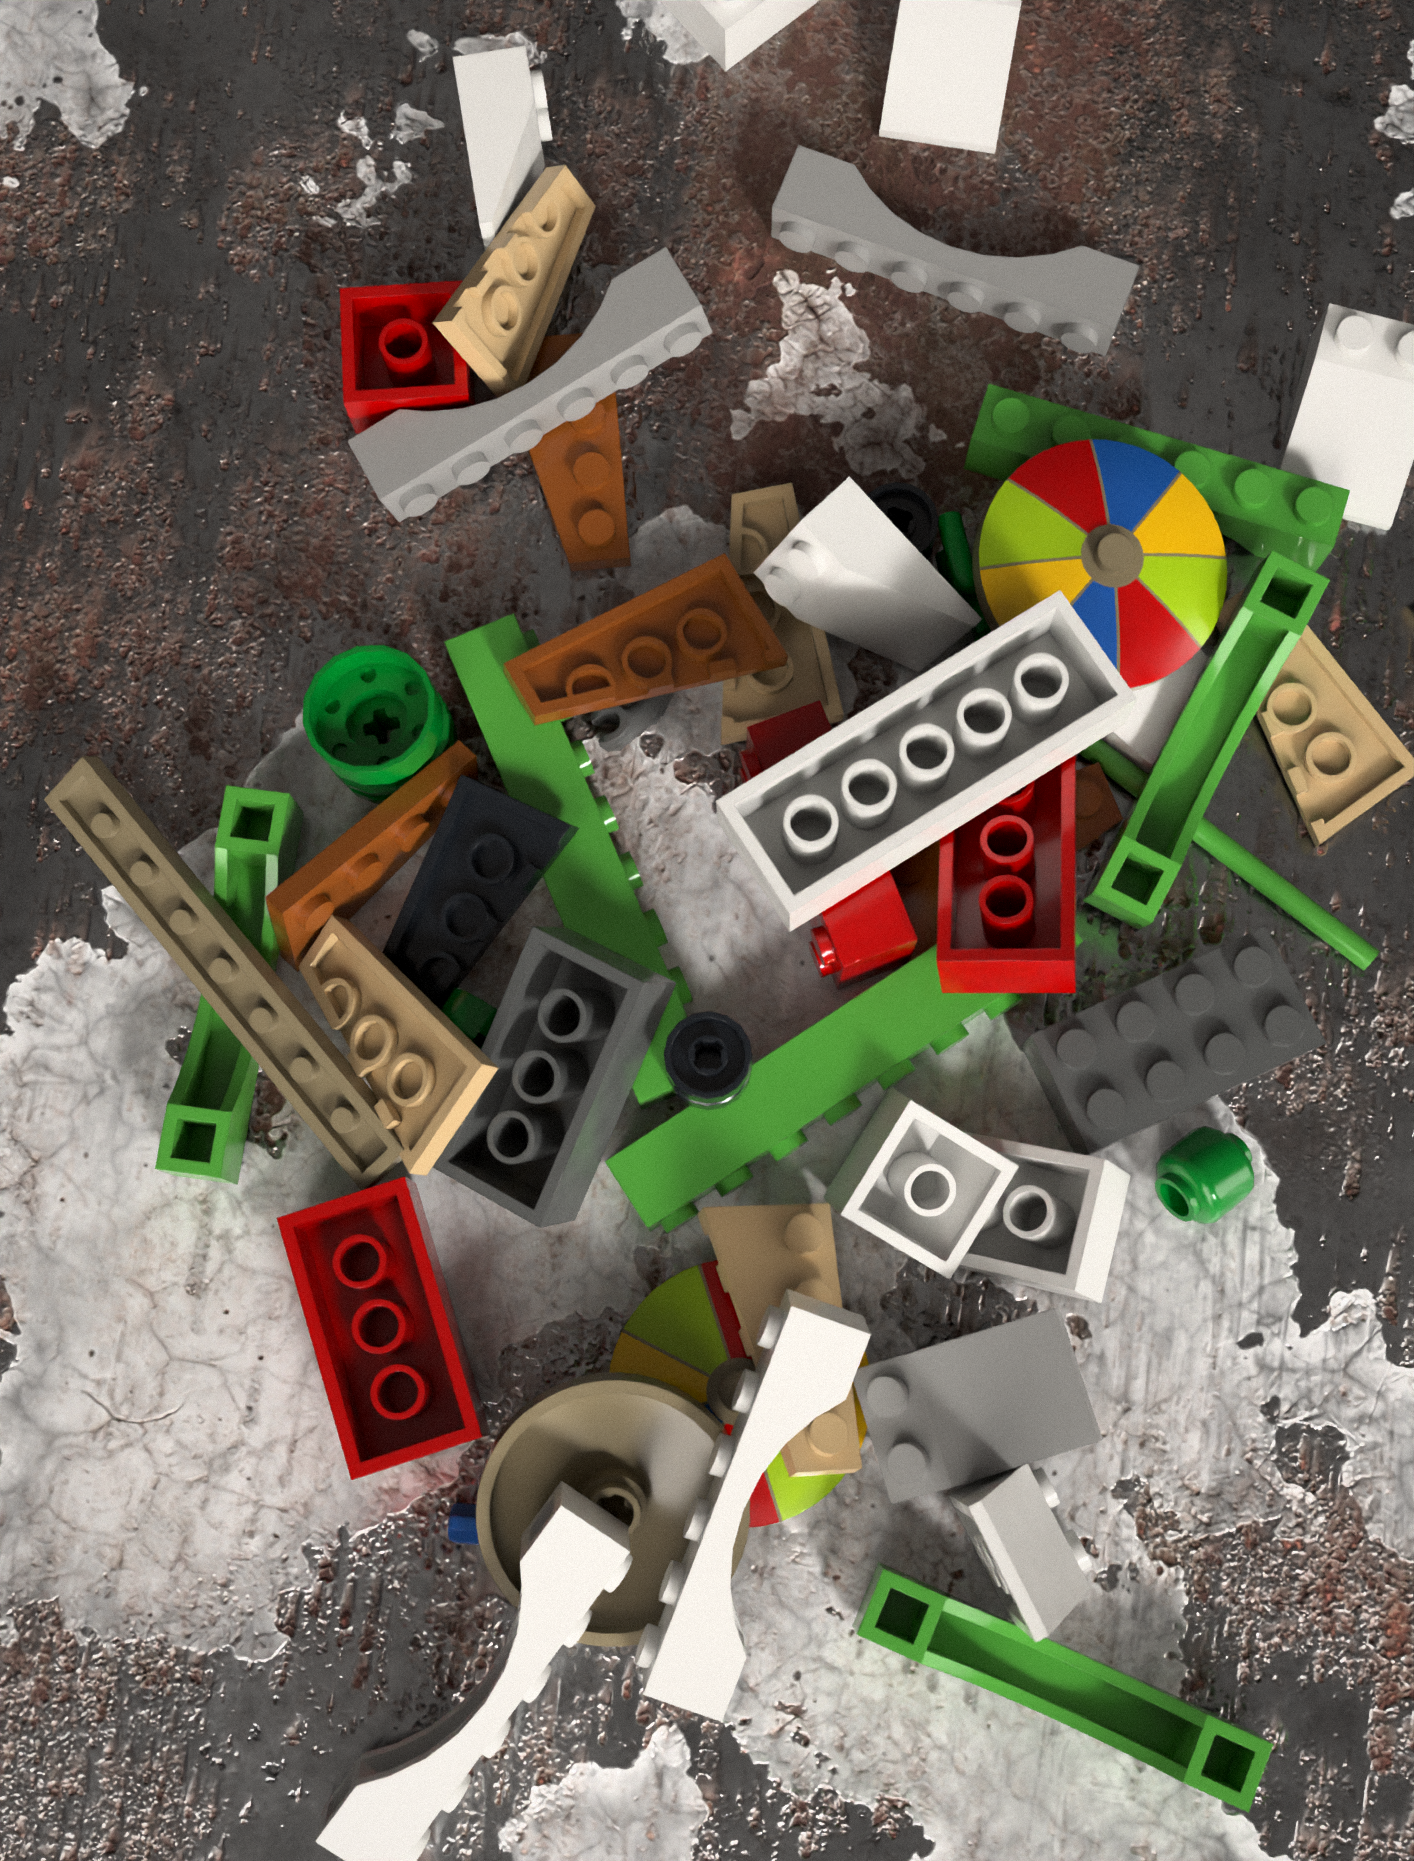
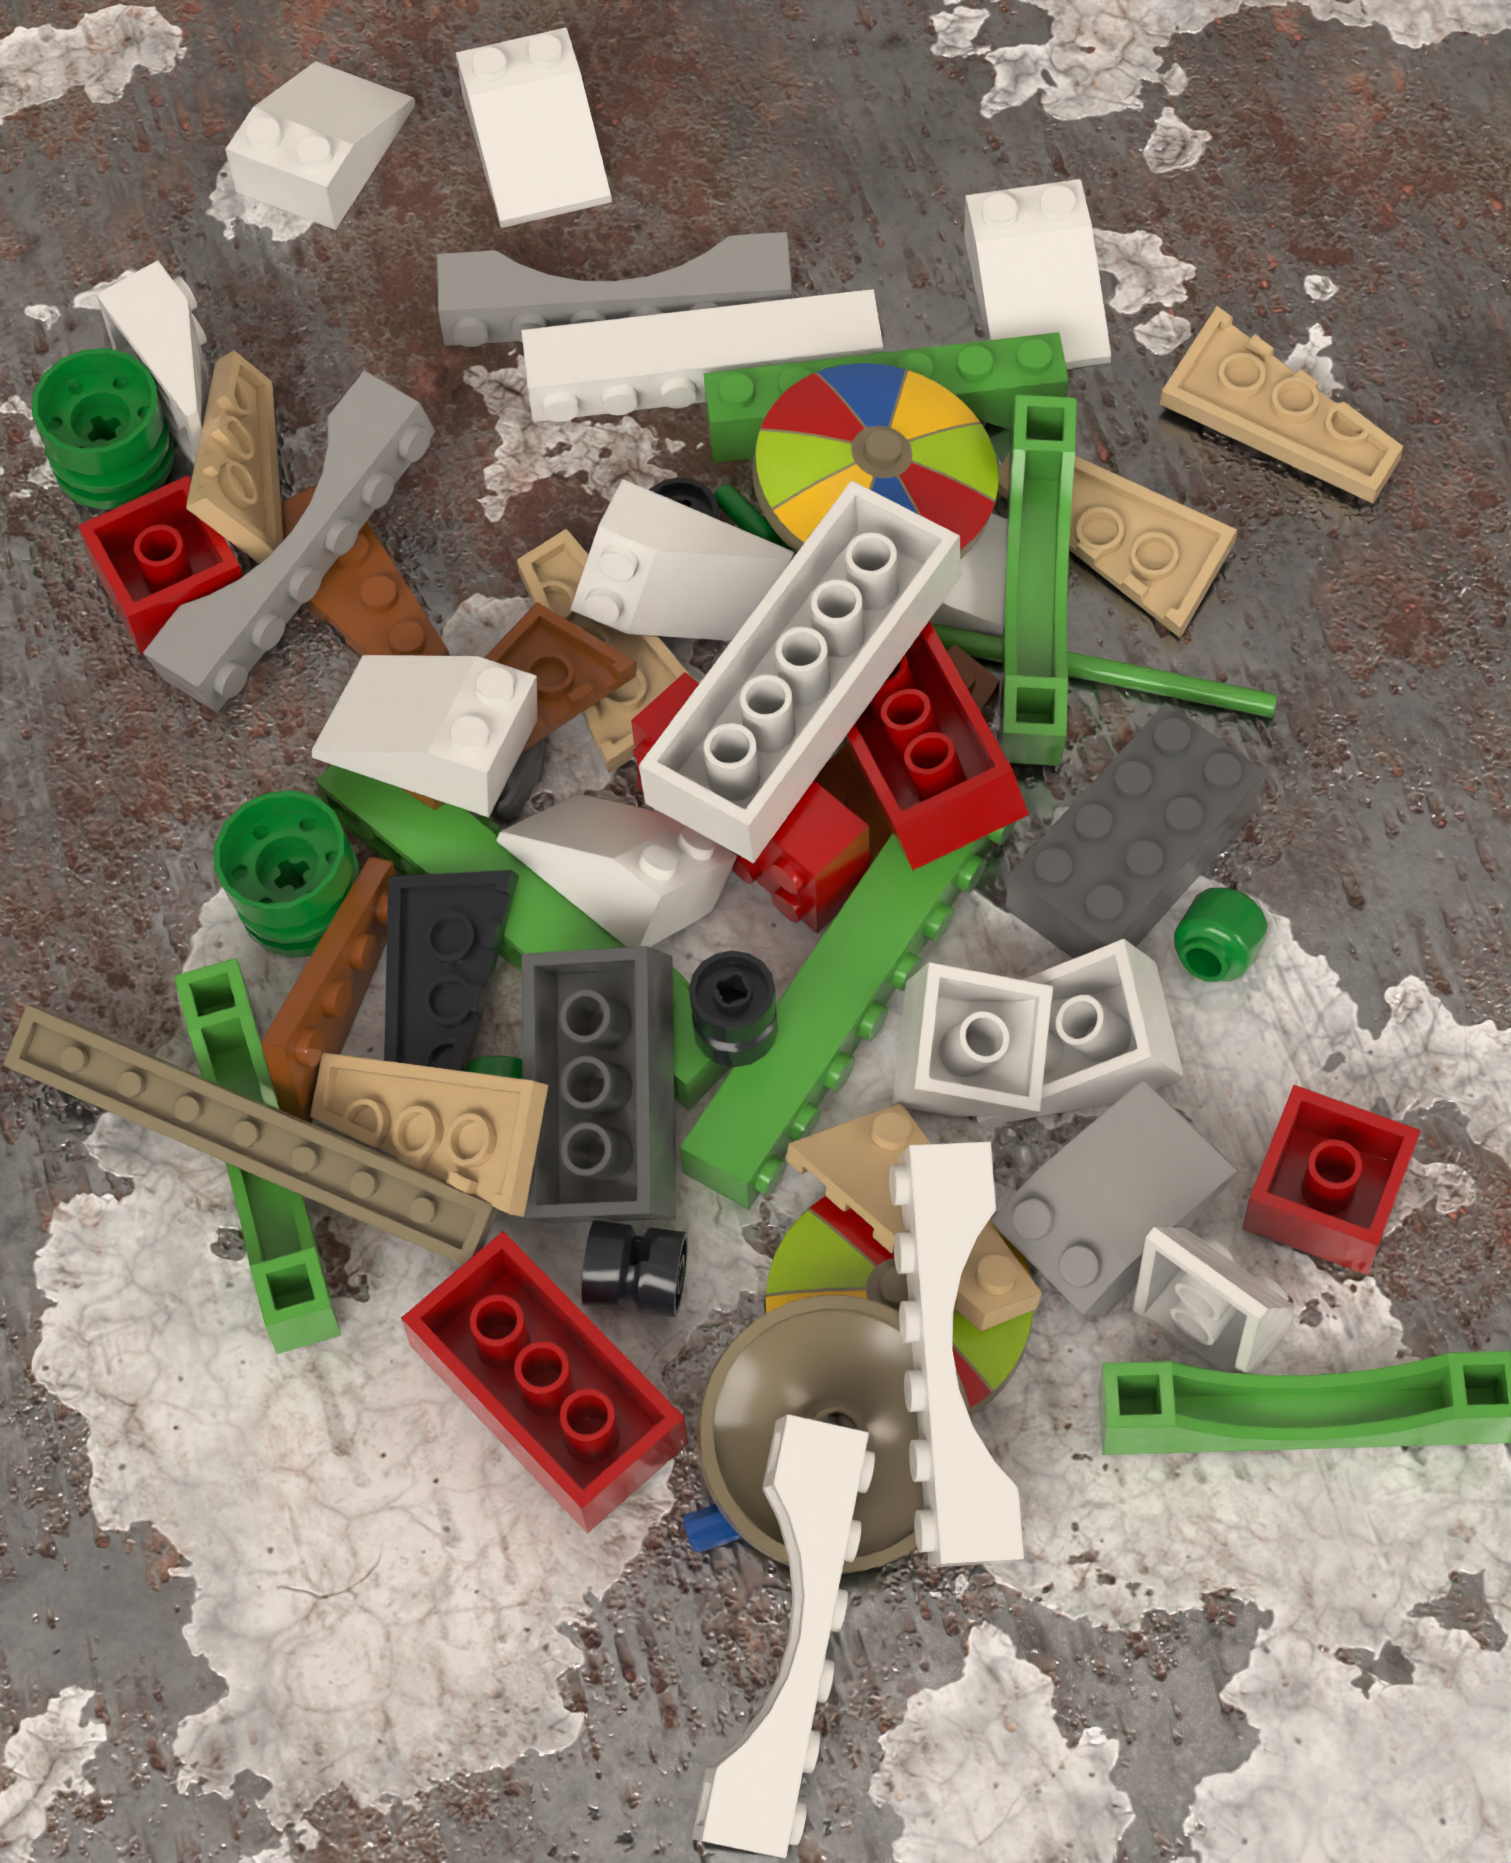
camera: 25 degrees left, 15 degrees down
(404, 166) = (103, 428): none -> green wheel
(494, 1242) = (634, 1268): none -> black wheel
(561, 647) = (433, 725): none -> white slope
(672, 850) = (623, 865): none -> white slope
(967, 343) = (663, 356): none -> white brick
(1188, 1475) = (1330, 1179): none -> red brick

